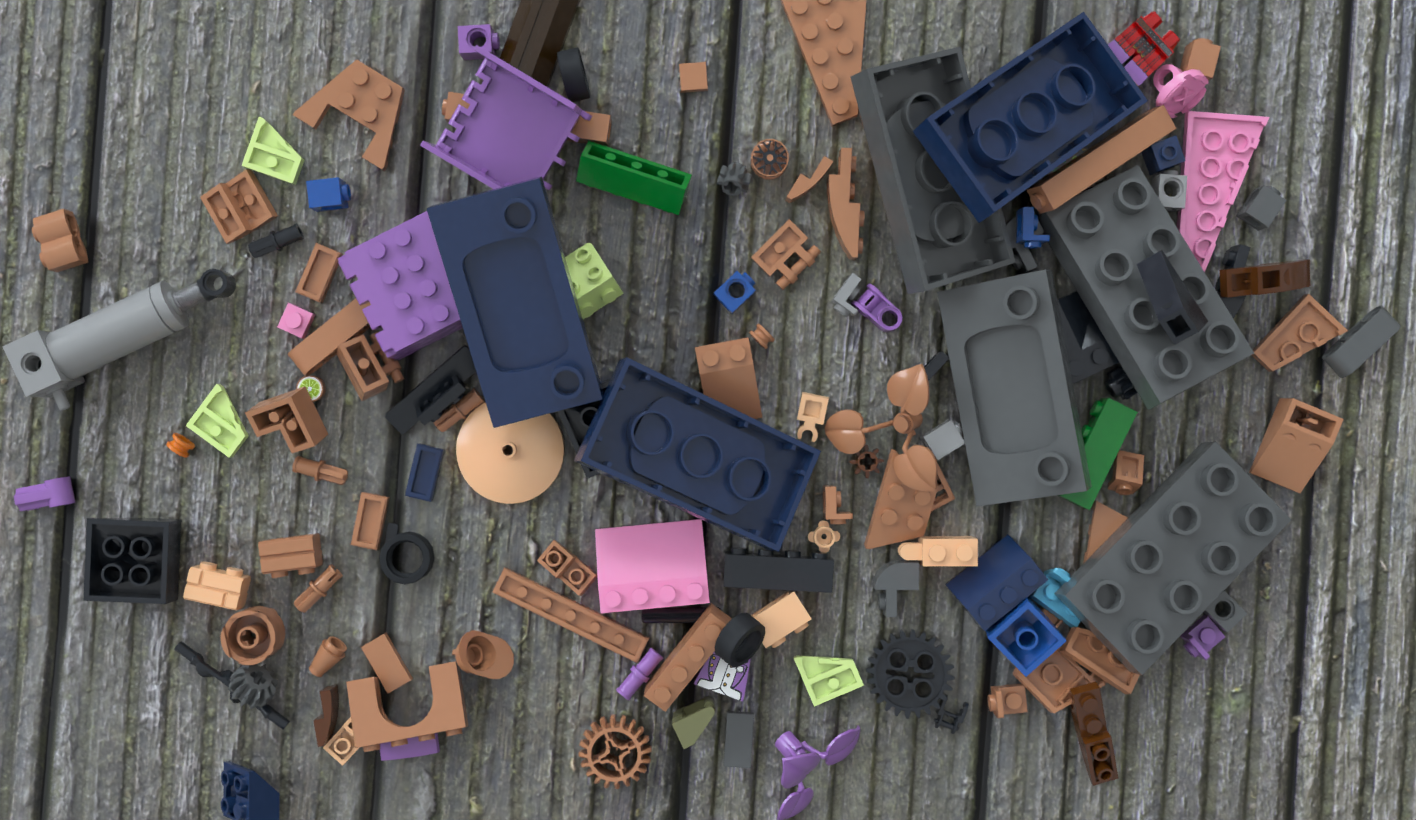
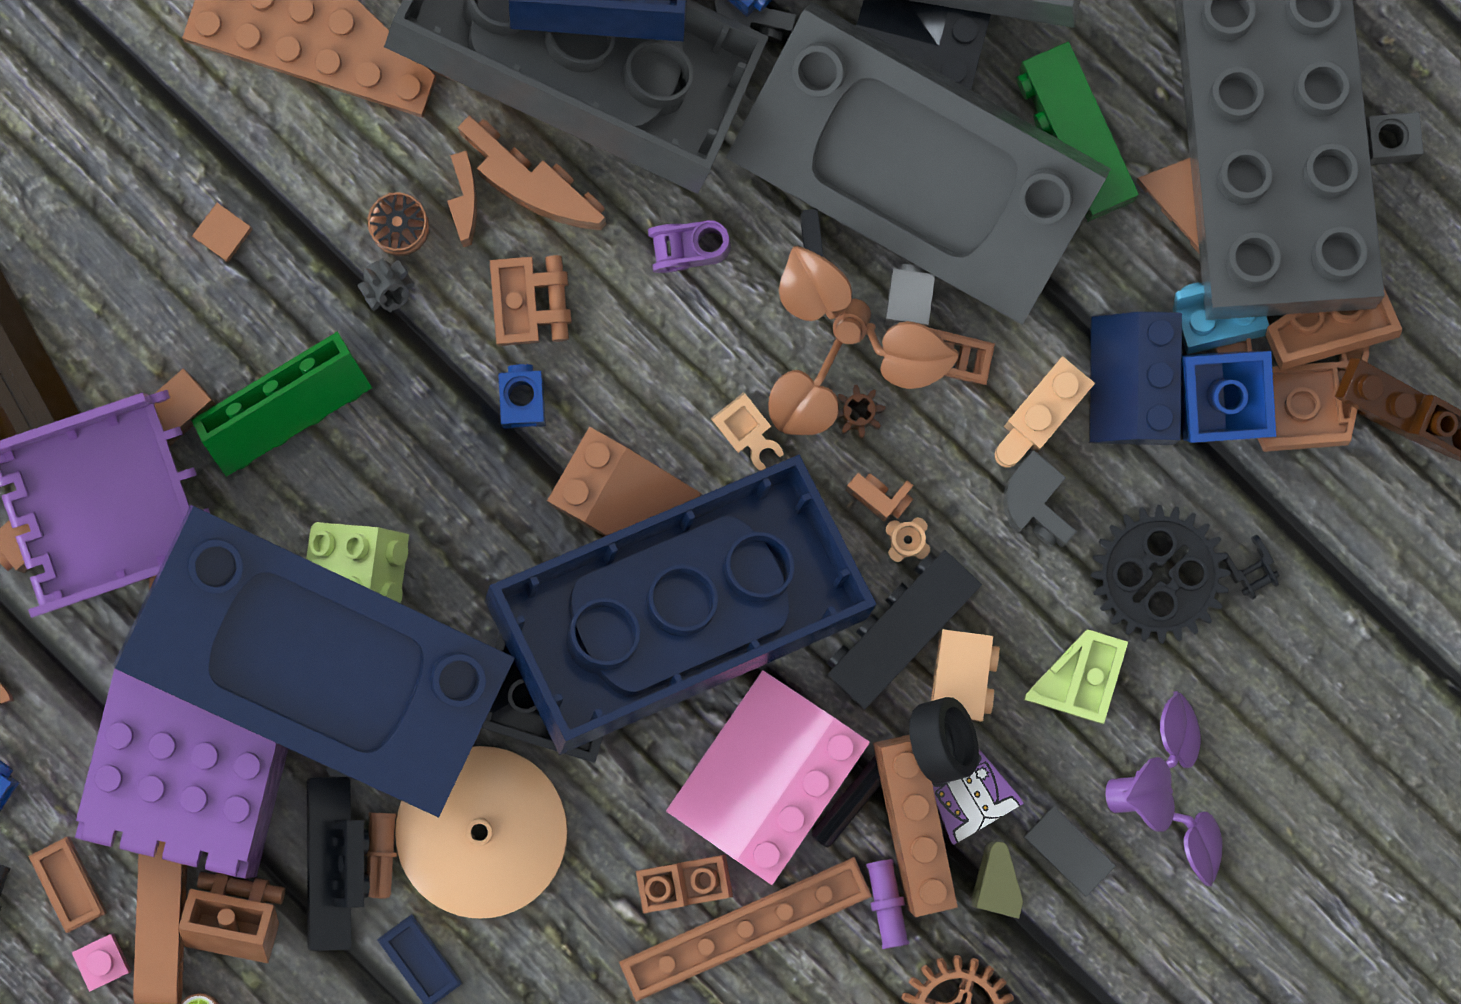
camera: 50 degrees left, 5 degrees down
(573, 75) = (98, 371): black tyre -> none
(761, 336) = (602, 411): nougat bush -> none
(847, 291) = (635, 261): light grey bracket -> none
(898, 511) = (952, 422): nougat wing -> none
(1007, 700) = (1291, 484): nougat bracket -> none
(1119, 384) = (1020, 35): black gear -> none
(1127, 473) = (1134, 114): nougat bracket -> none
(1202, 637) = (1408, 189): medium lavender bracket -> none

